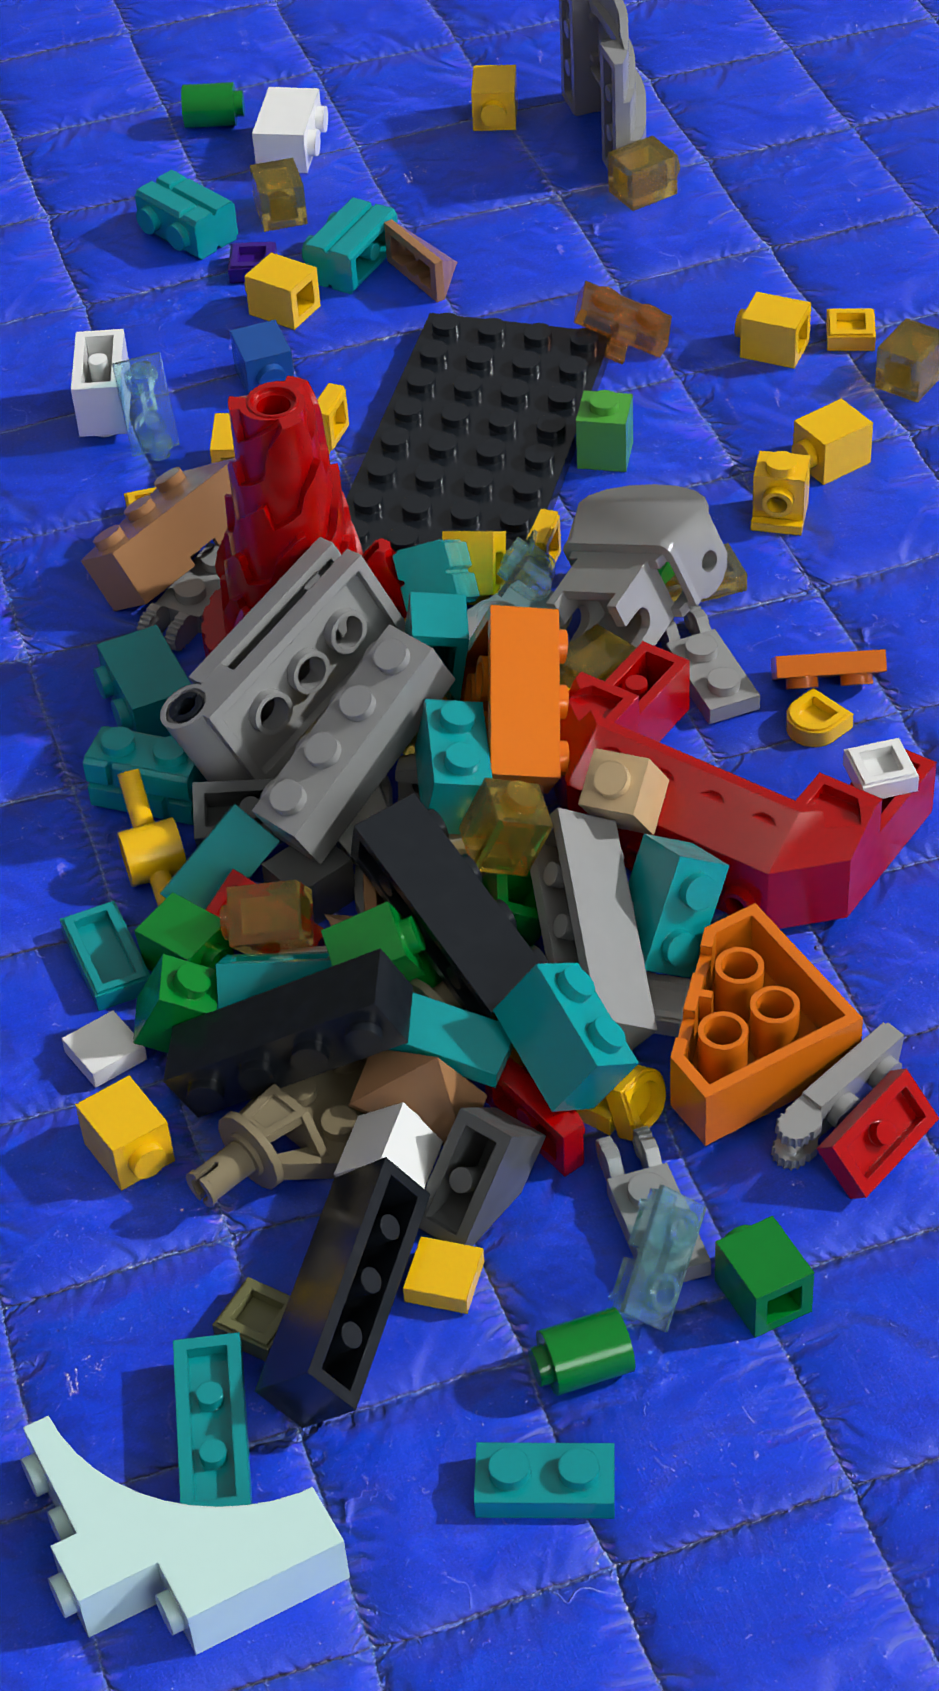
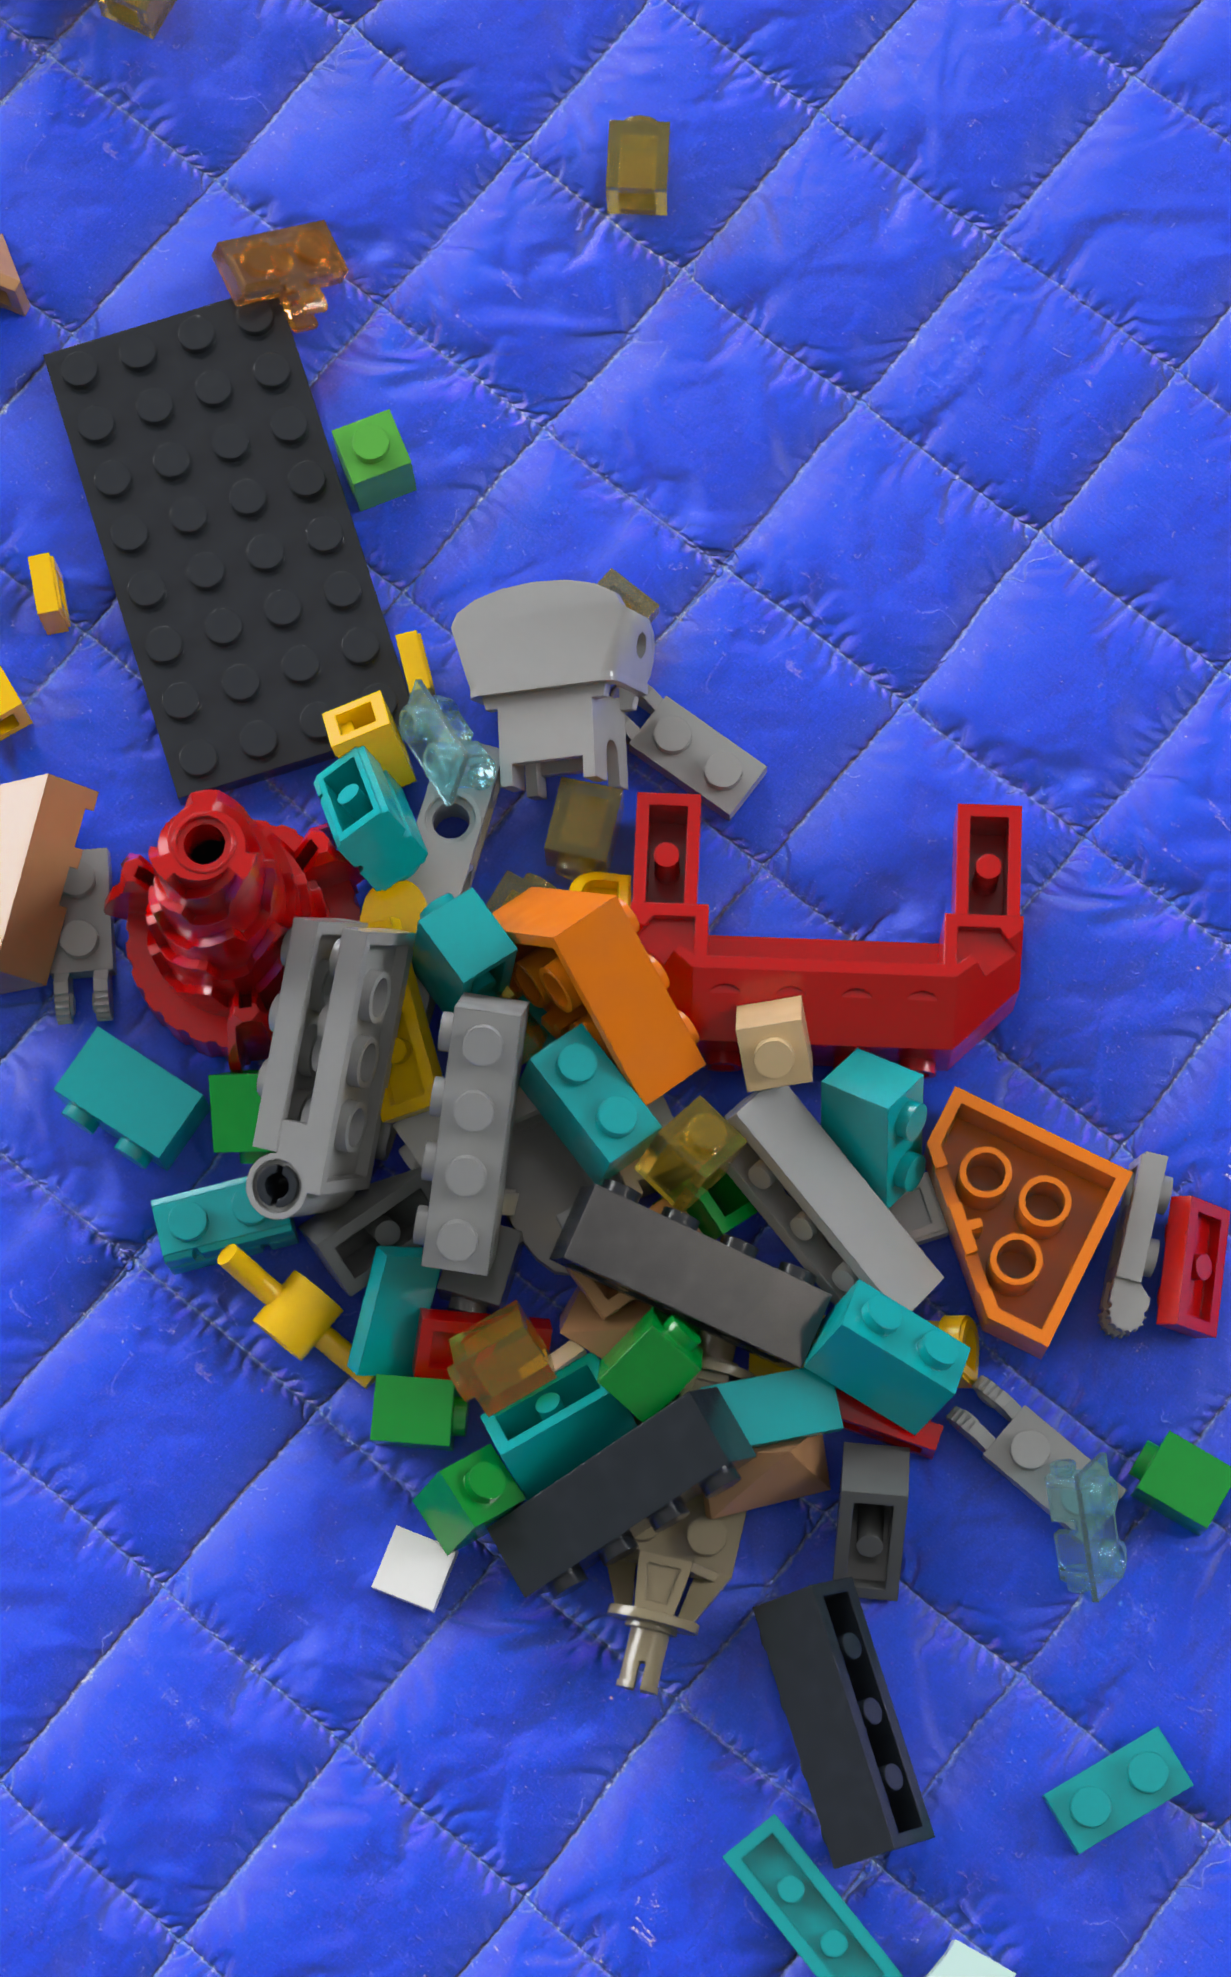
camera: 30 degrees left, 30 degrees up
(105, 954) = (333, 1457): teal tile -> none
(125, 1132) = (518, 1662): yellow brick -> none
(255, 1314) = (767, 1777): olive tile -> none
(393, 1134) = (782, 1550): white brick -> none
(443, 1275) = (903, 1635): yellow tile -> none
(582, 1352) = (1078, 1654): green brick -> none
(774, 329) = (456, 191): yellow brick -> none
(780, 492) = (621, 461): yellow brick -> none
(817, 720) = (834, 762): yellow tile -> none
(836, 440) = (626, 348): yellow brick -> none
(850, 329) = (532, 135): yellow tile -> none
(851, 666) = (813, 690): orange plate -> none
(881, 768) = (980, 853): white tile -> none

